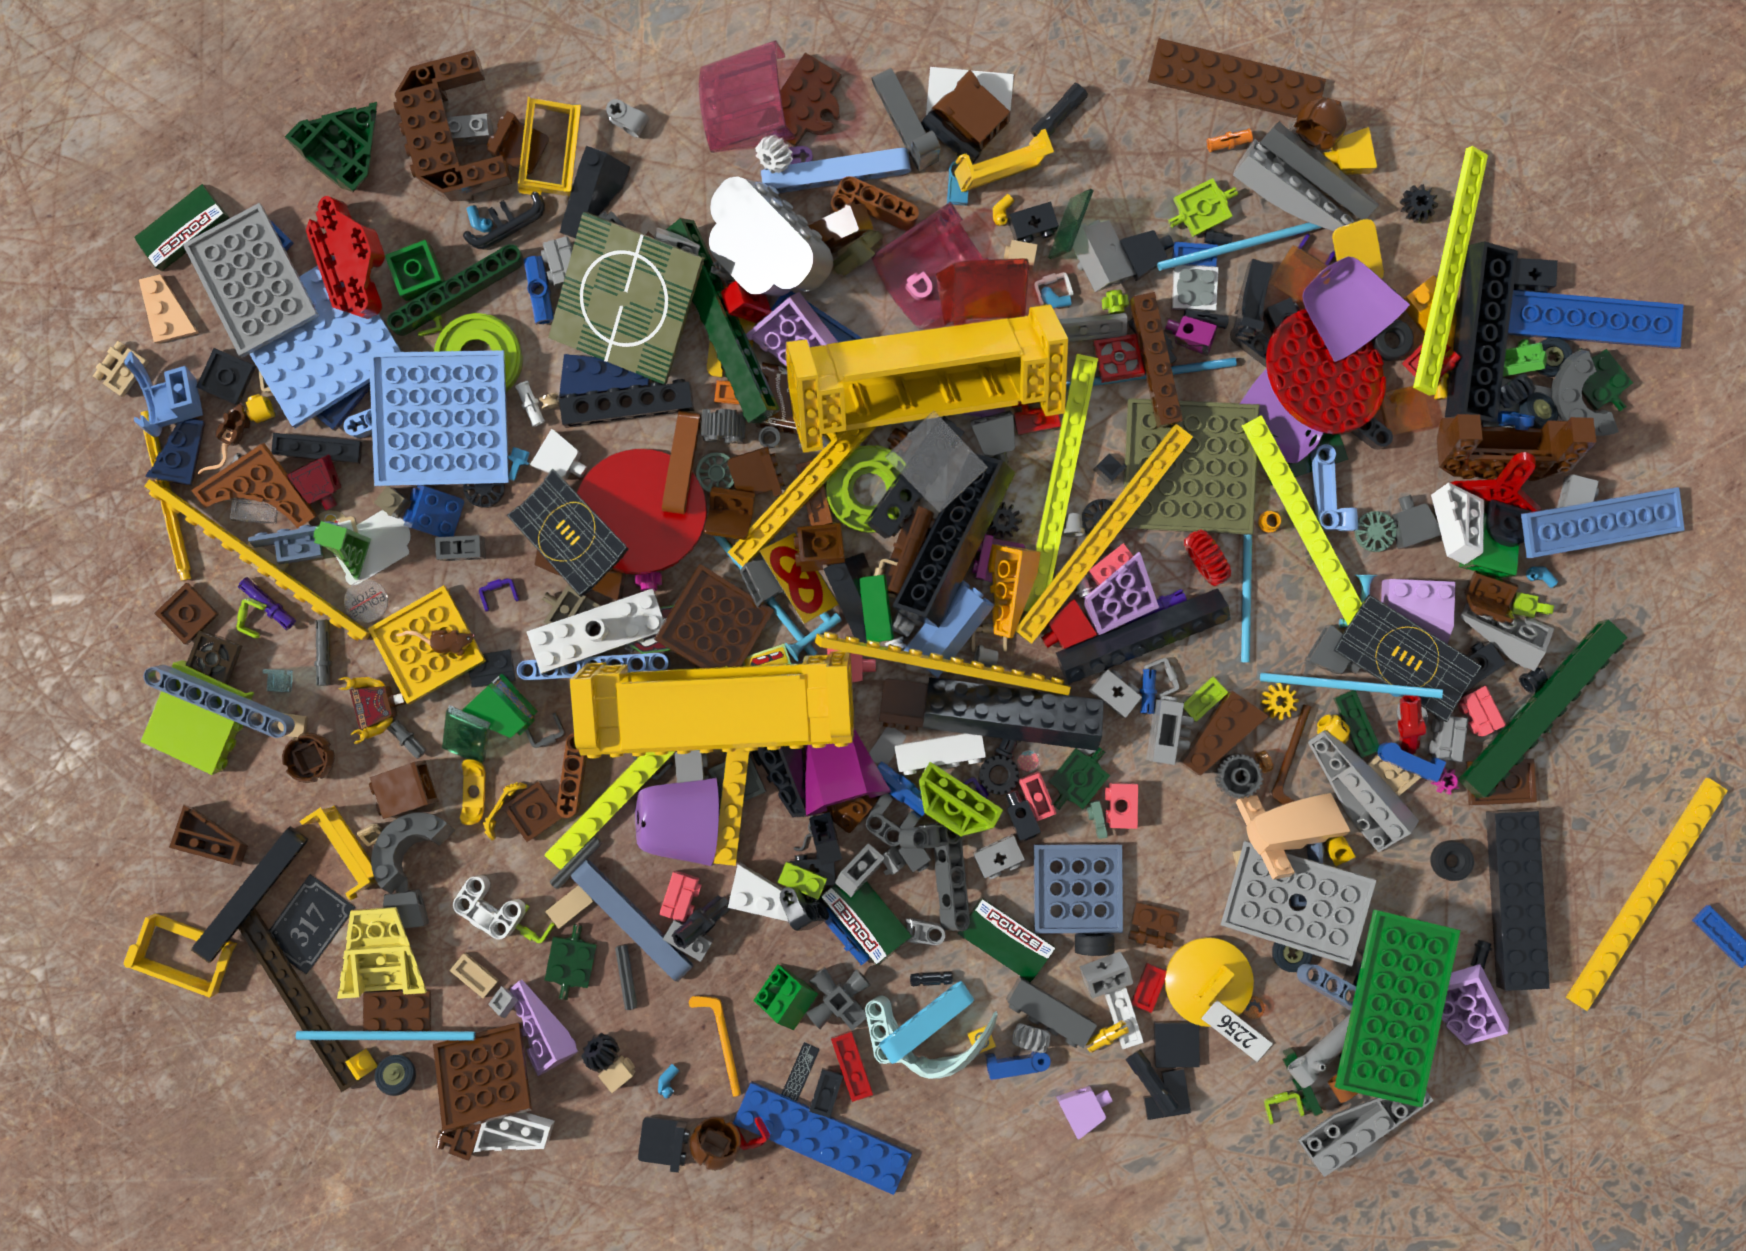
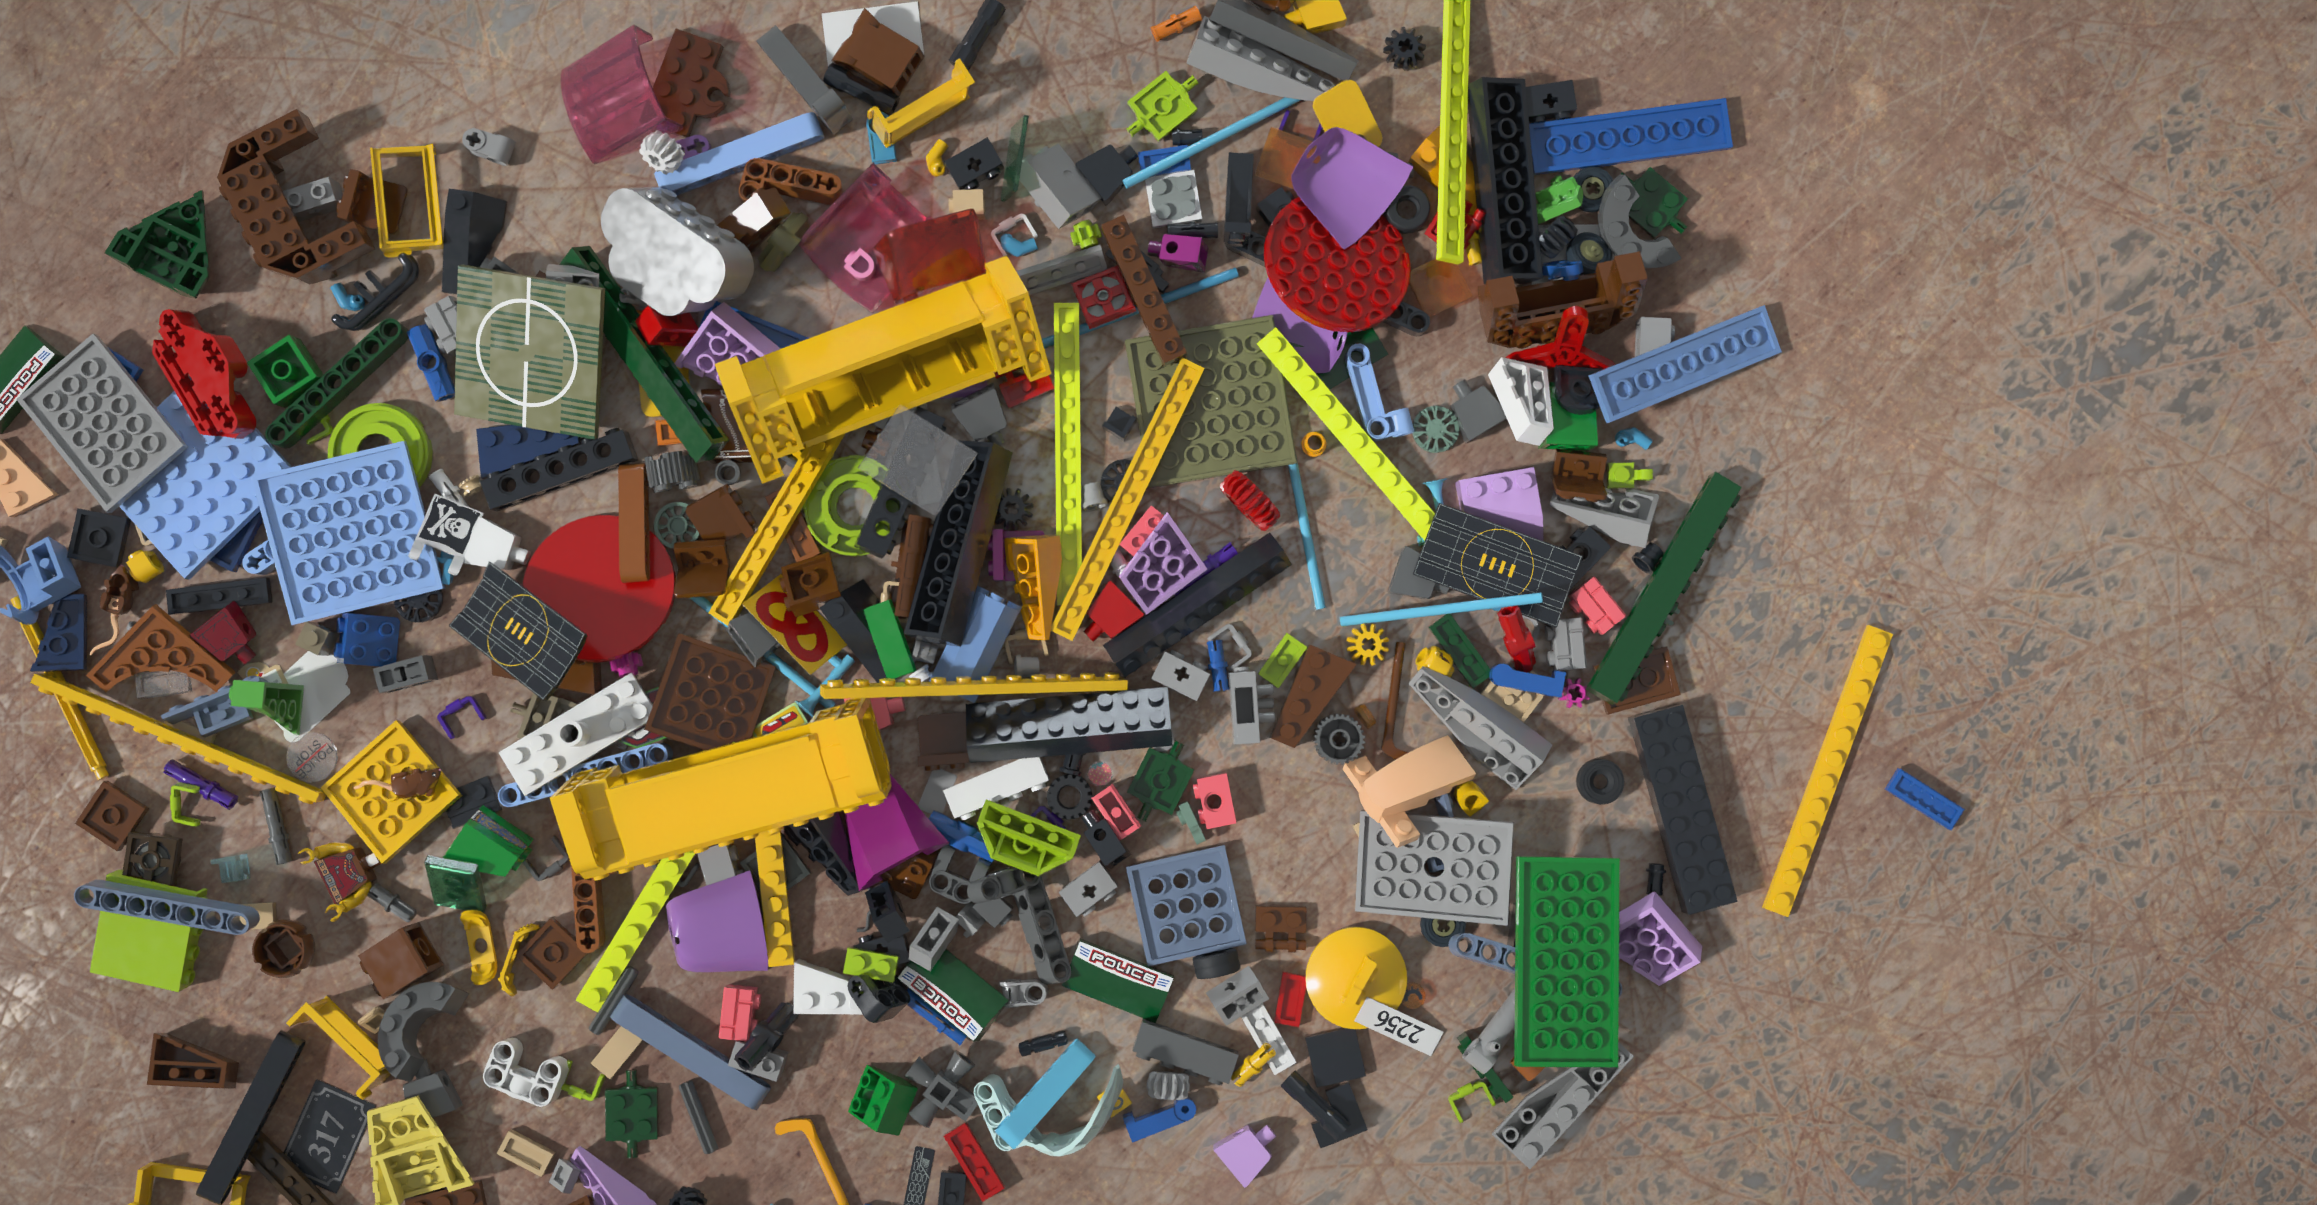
camera: 10 degrees left, 0 degrees up
(522, 432) = (447, 528): none -> flag

